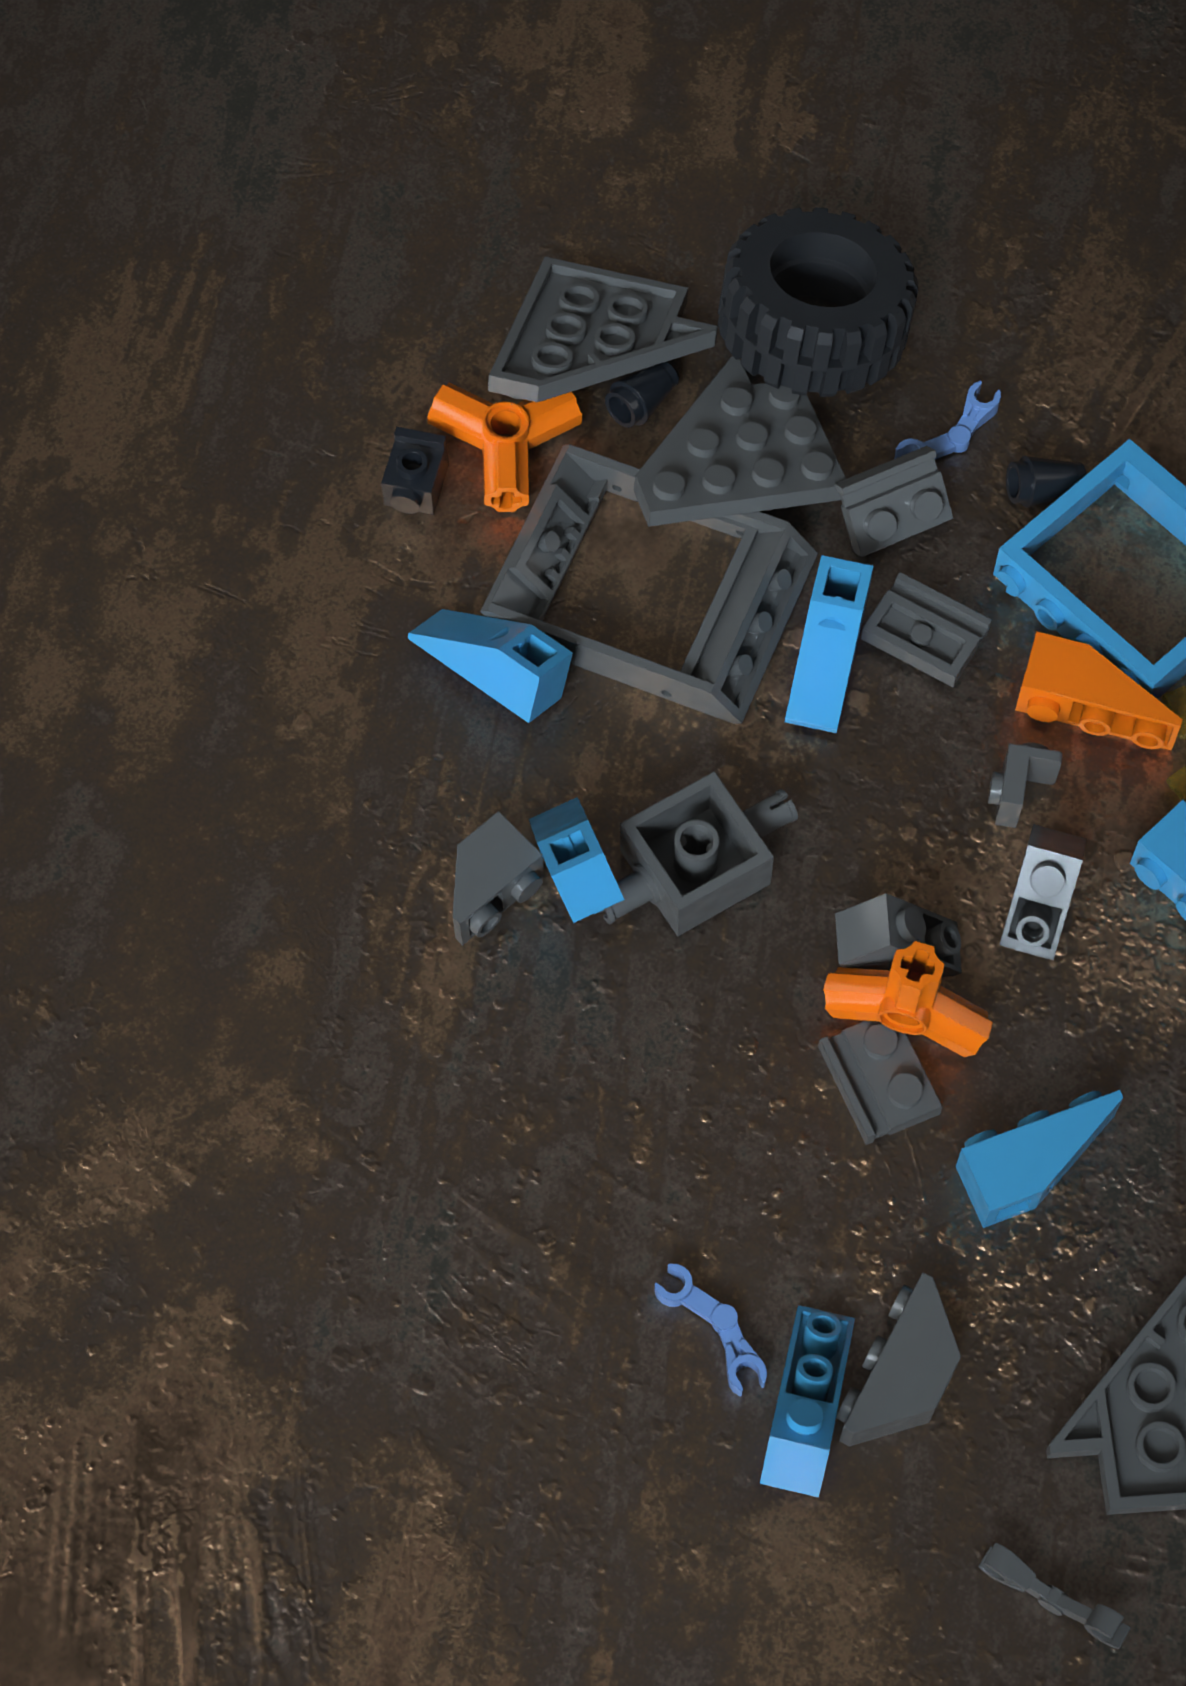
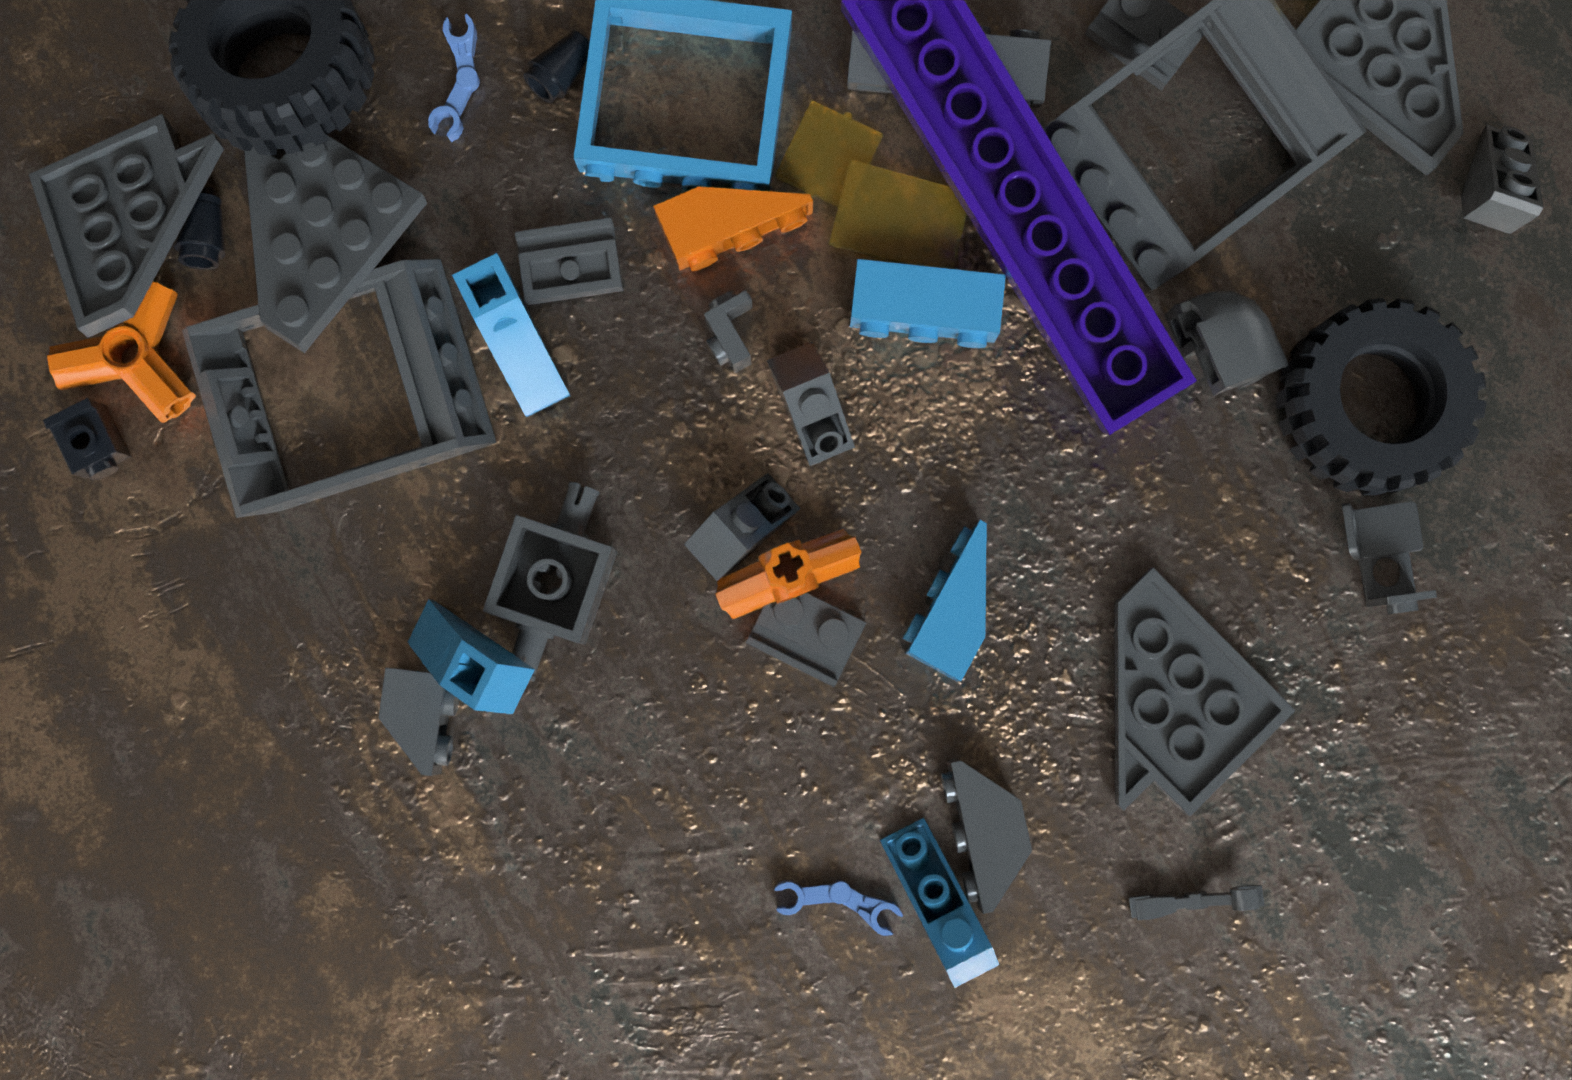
camera: 40 degrees left, 20 degrees up
(500, 657) = (278, 542): dark azure slope -> none
(894, 501) = (464, 176): dark grey plate -> none

